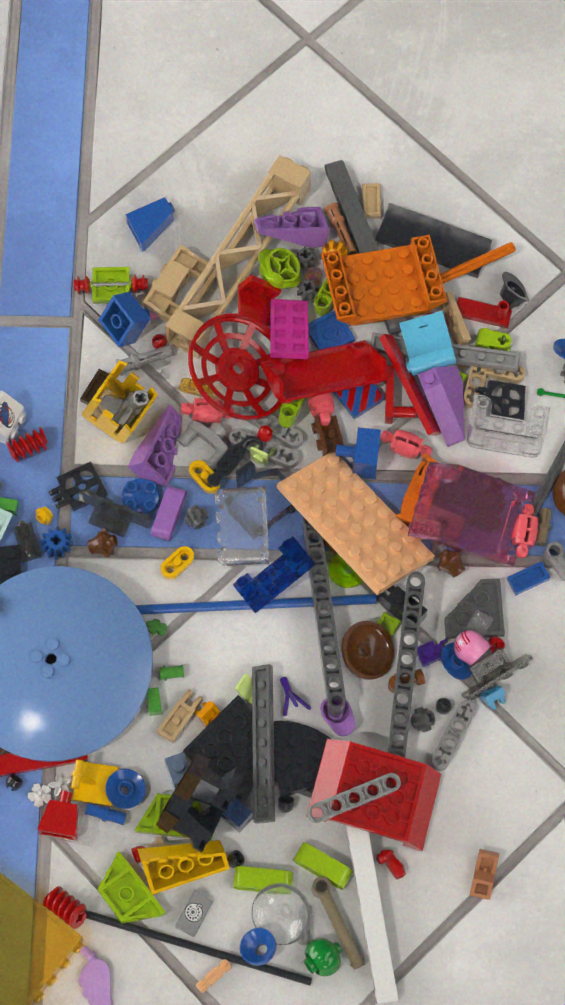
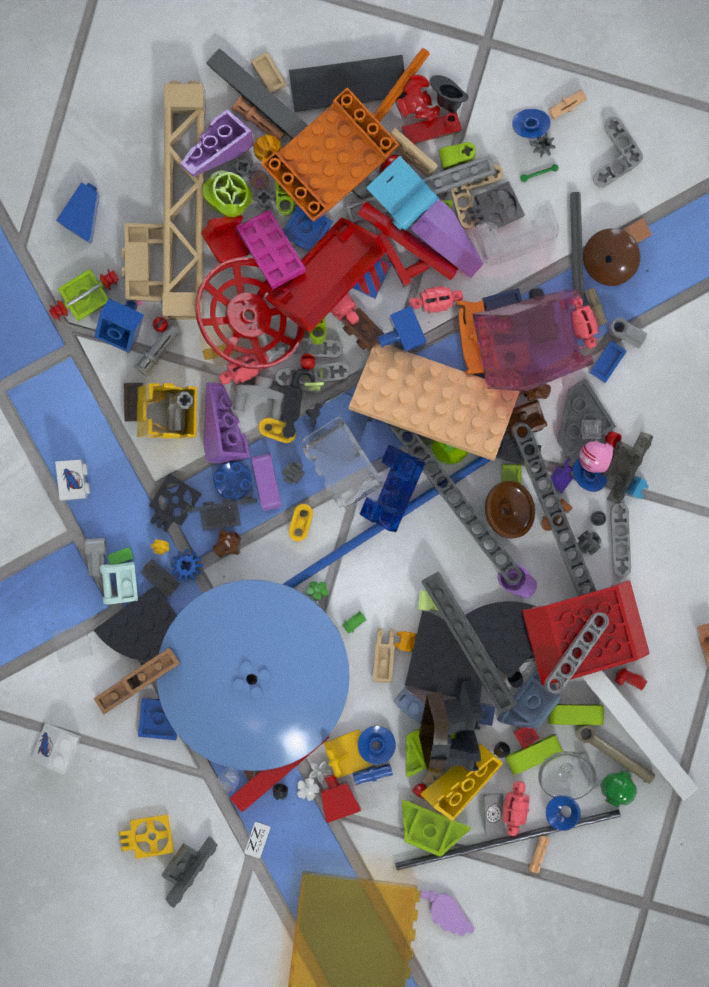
camera: 35 degrees left, 20 degrees up
(27, 445) = (106, 491): red piece -> none
(65, 907) = (388, 873): red piece -> none
(154, 701) = (355, 656): bright green piece -> none
(216, 918) = (515, 808): none -> coral piece
(266, 858) = (526, 736): none -> red plate
(286, 832) = (533, 704): none -> sand blue wing
(289, 693) = (465, 584): dark purple plant -> none
(434, 583) = (529, 414): none -> reddish brown bracket
(480, 281) = (417, 102): none -> red animal

